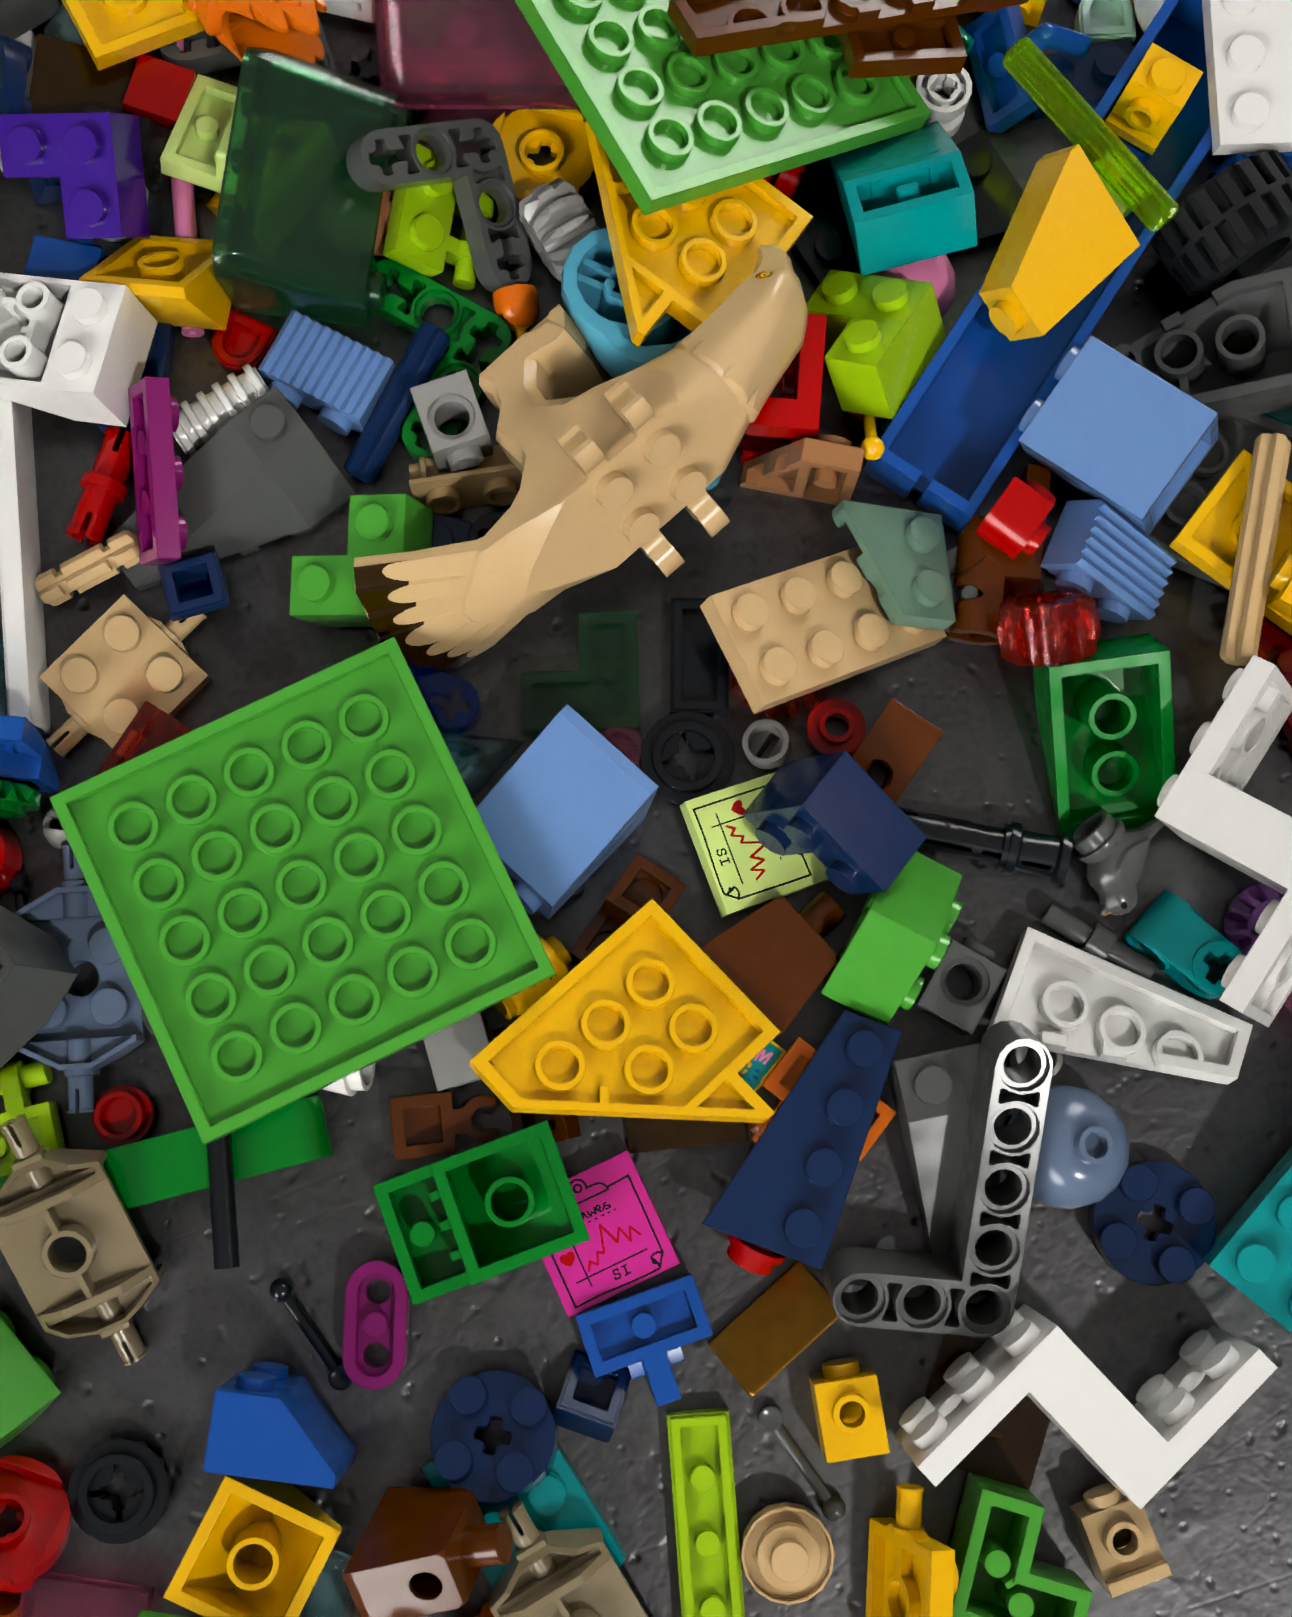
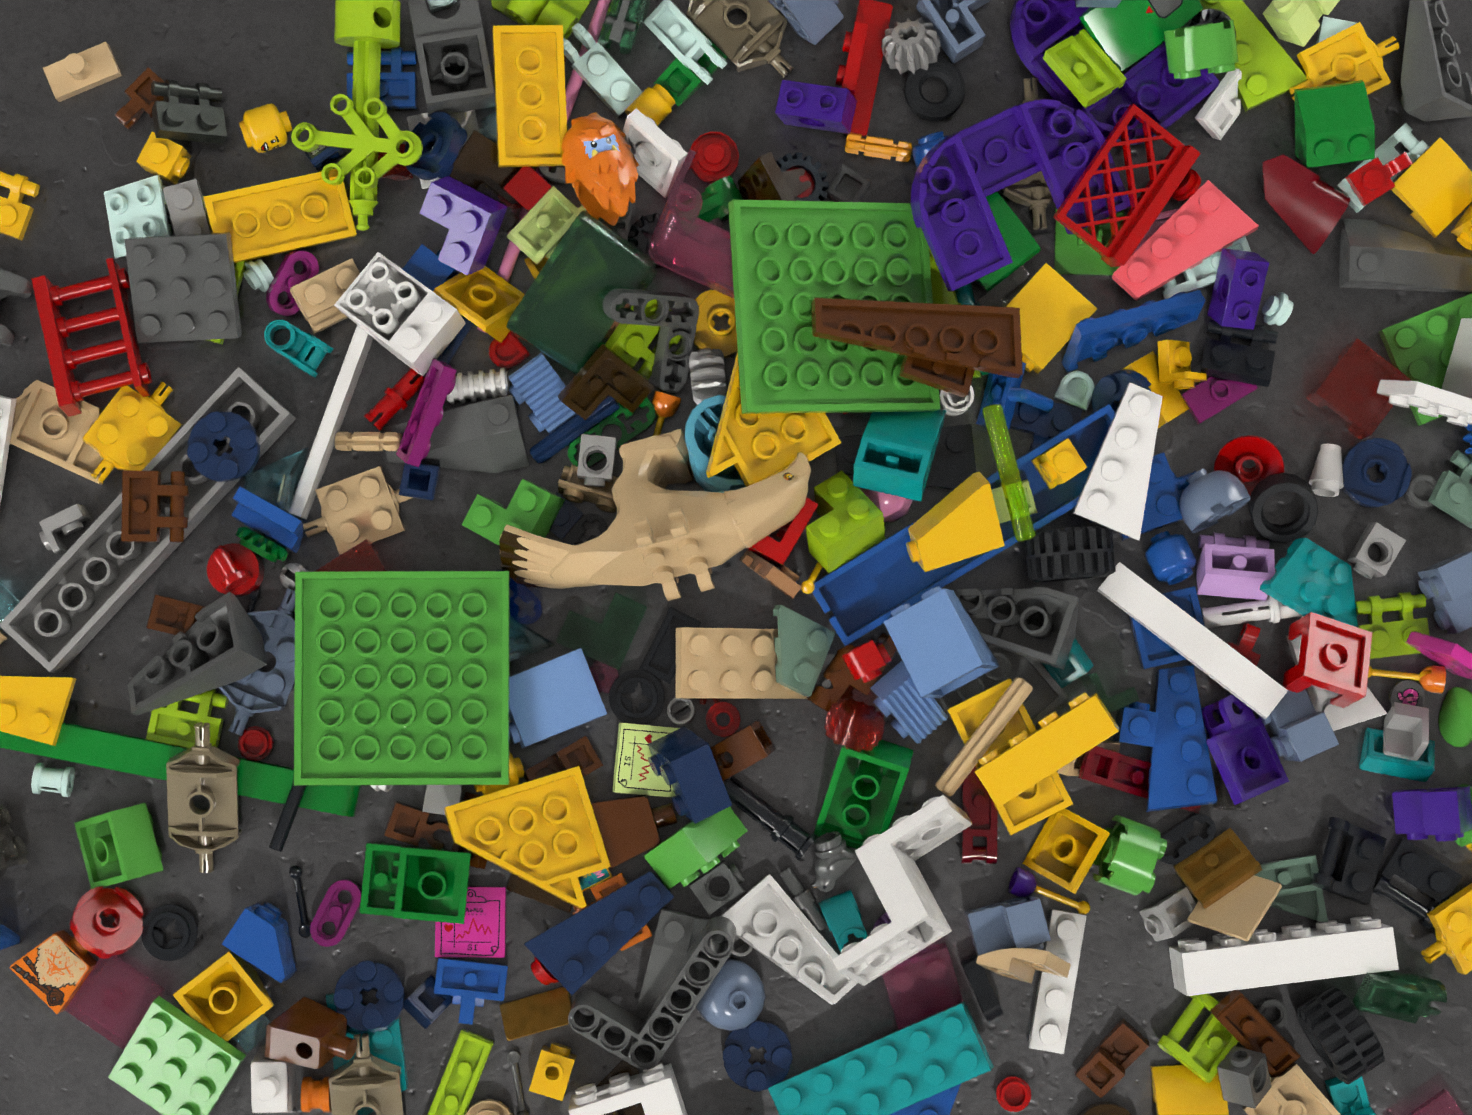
camera: 20 degrees right, 5 degrees up
(401, 291) = (605, 375): none -> dark brown plate

